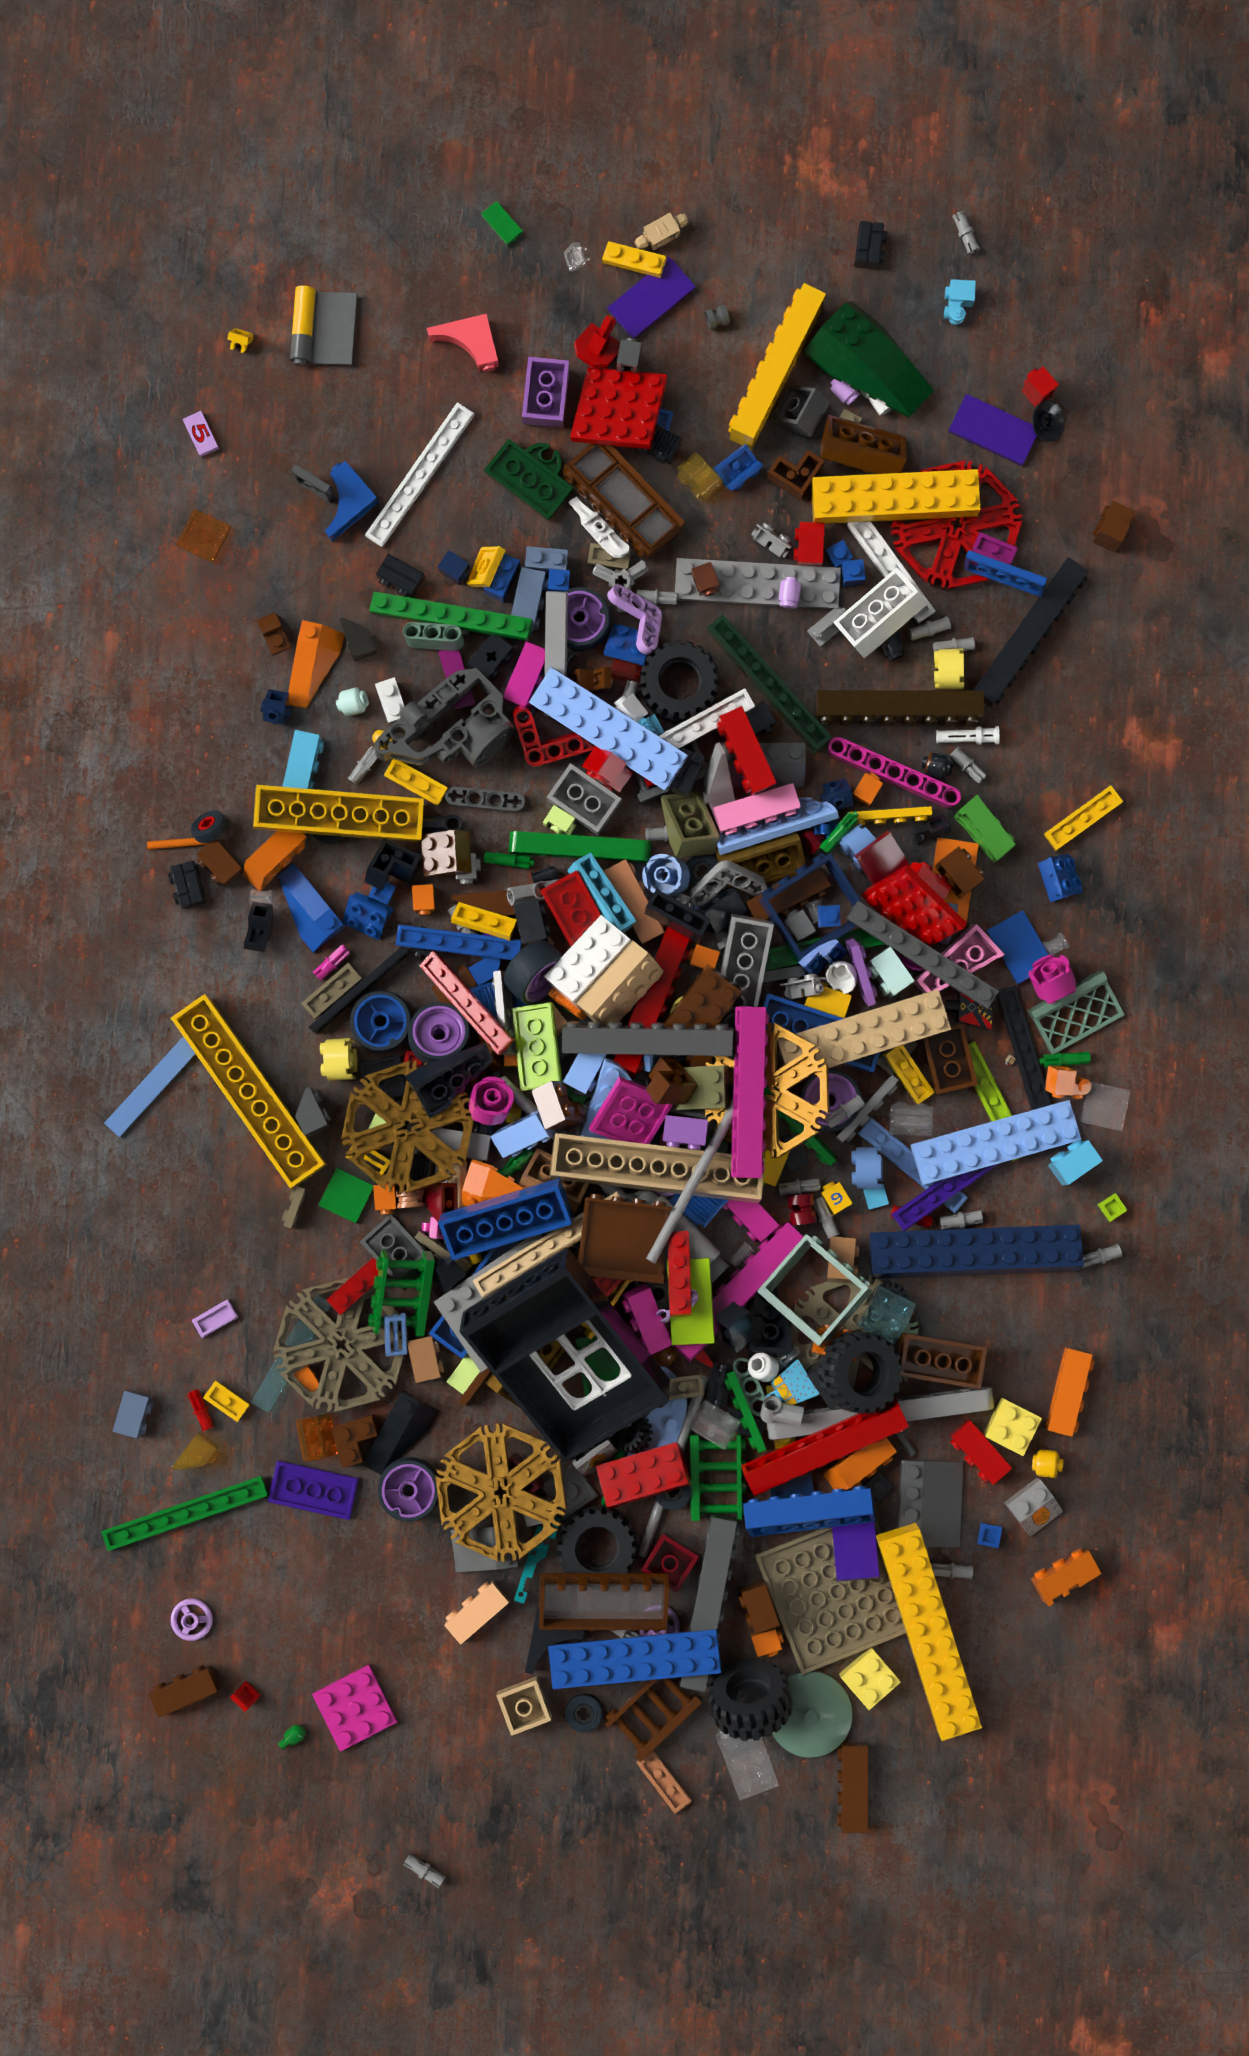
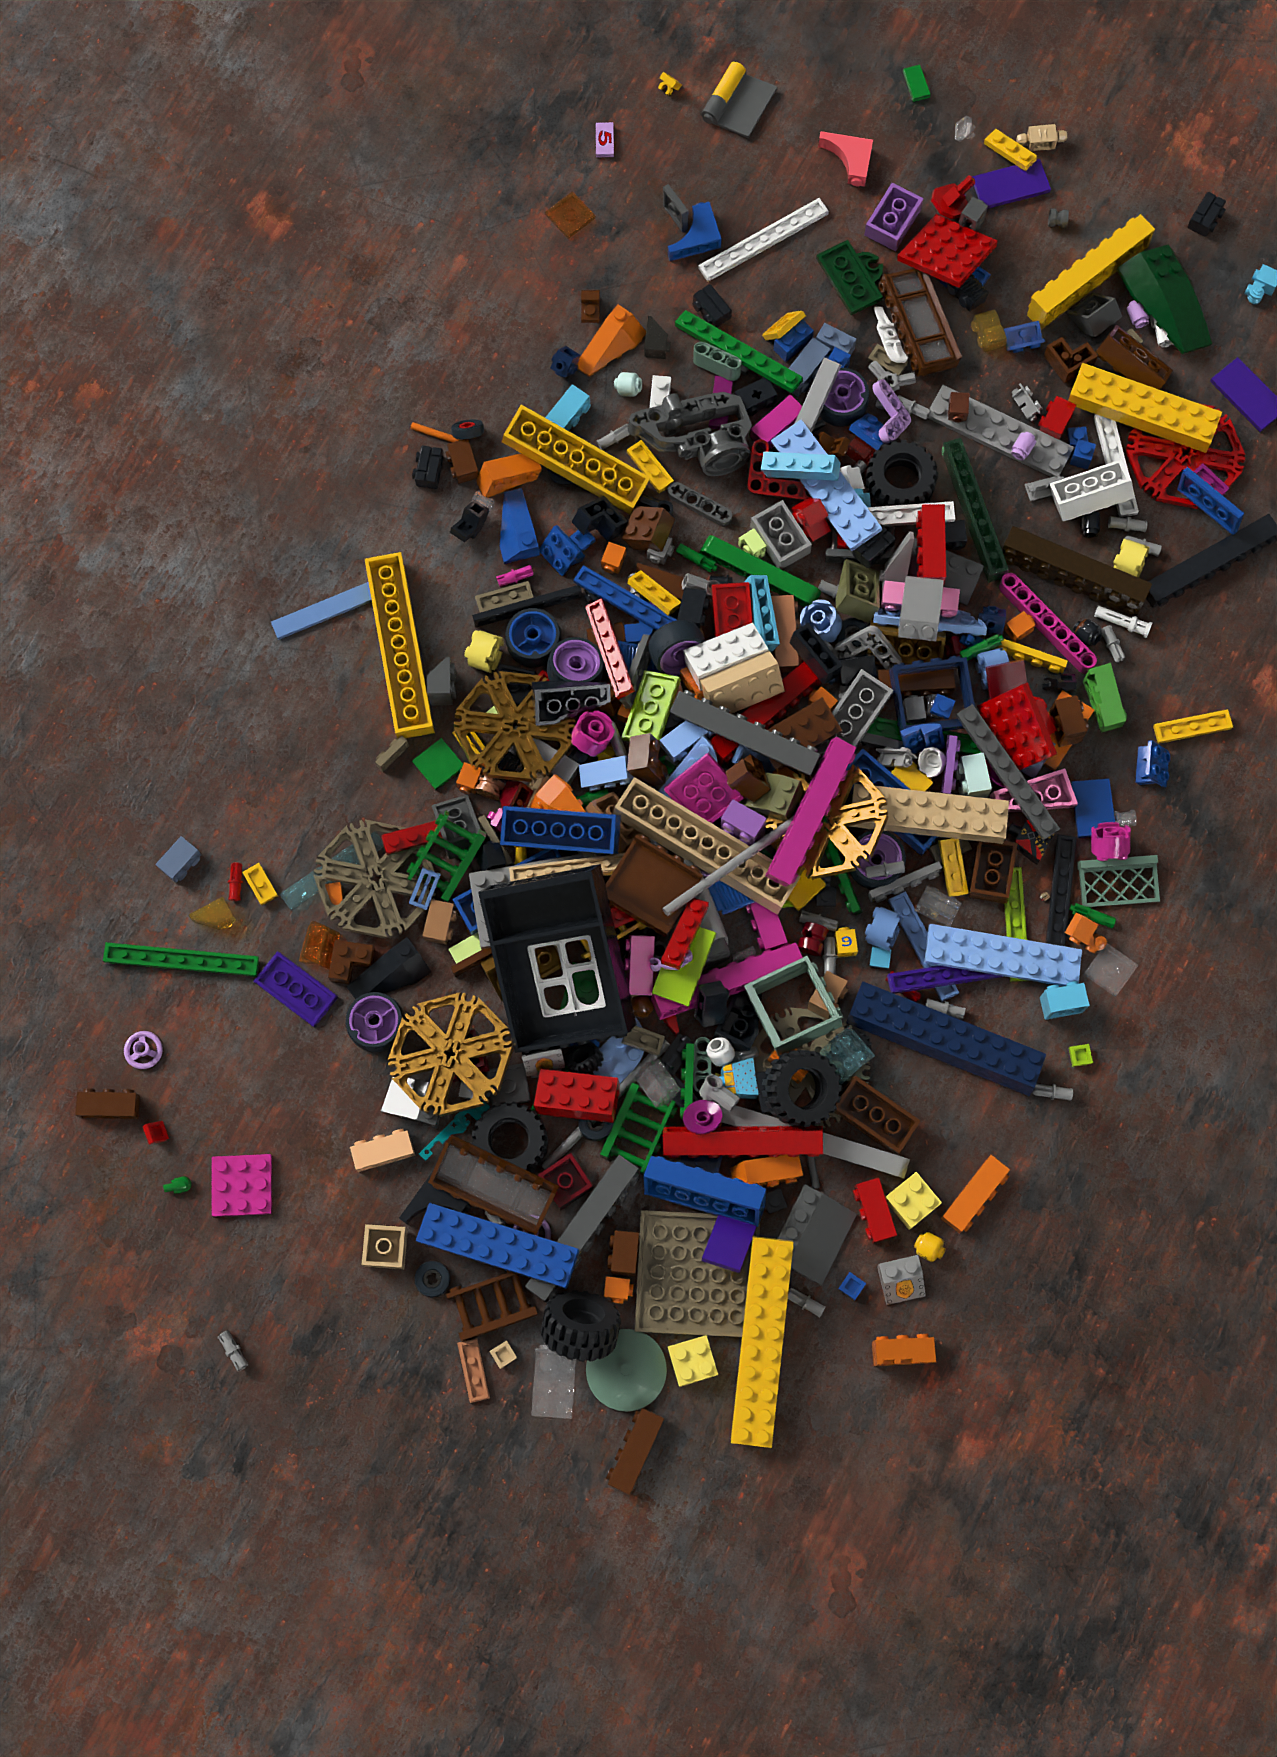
camera: 25 degrees right, 10 degrees down
(215, 1318) = (283, 814): lavender tile -> none
(454, 567) = (758, 317): dark blue brick -> none
(574, 723) = (800, 466): none -> medium azure brick
(686, 1754) = (503, 1354): none -> tan plate
(764, 825) = (920, 608): none -> light grey slope
(769, 1436) = (700, 1111): none -> magenta dish

